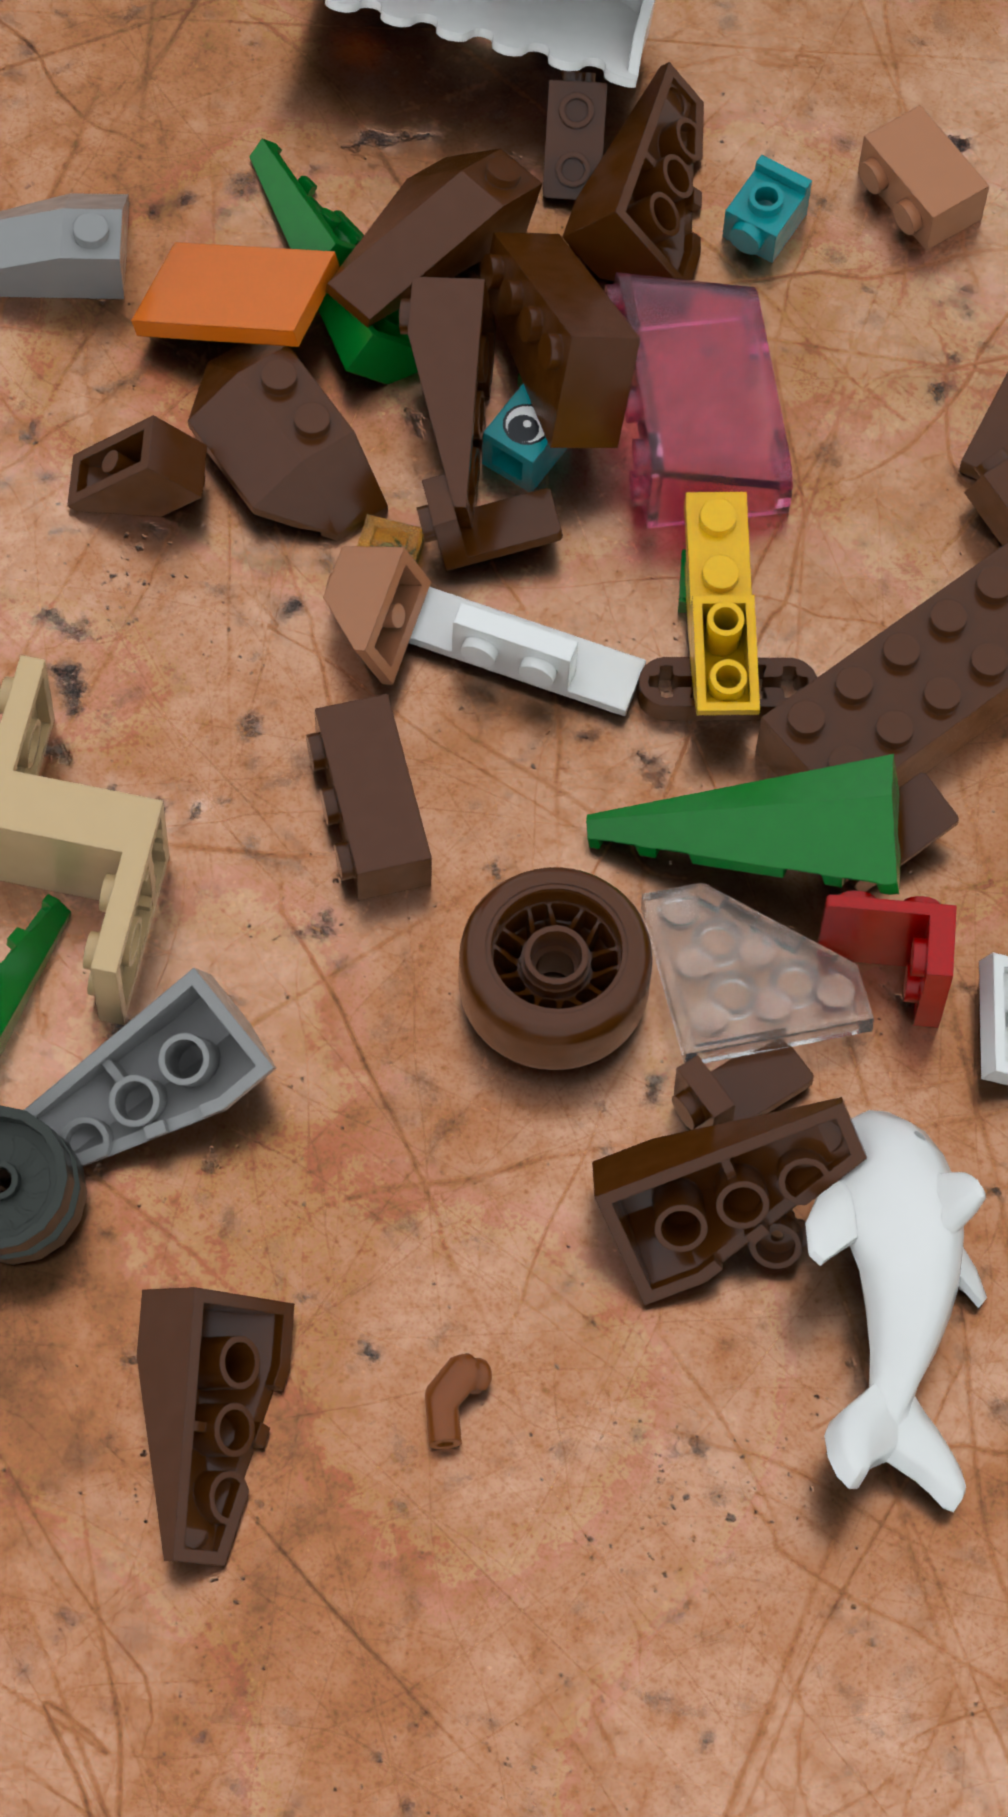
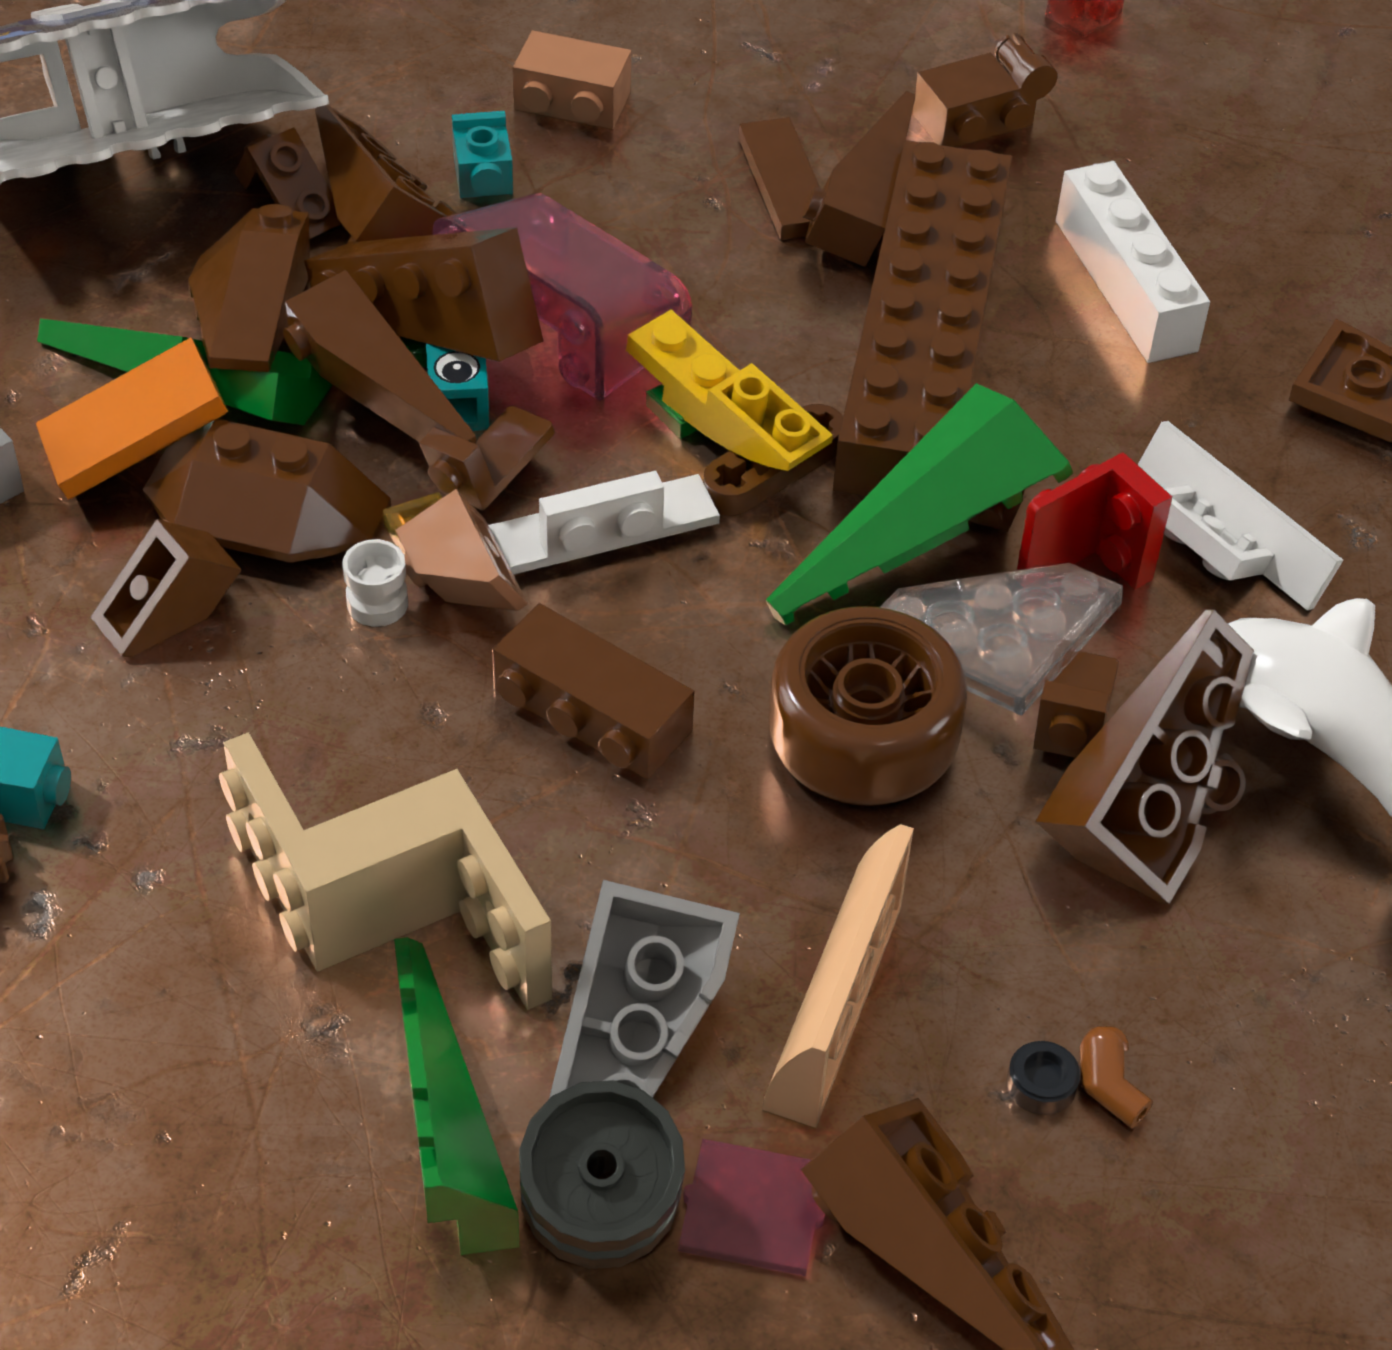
camera: 40 degrees left, 15 degrees down
(101, 1286) = (750, 1208): none -> clear pink piece
(287, 571) = (375, 582): none -> white wheel
(319, 1177) = (841, 982): none -> light nougat slope
(405, 1360) = (1043, 1077): none -> black tile

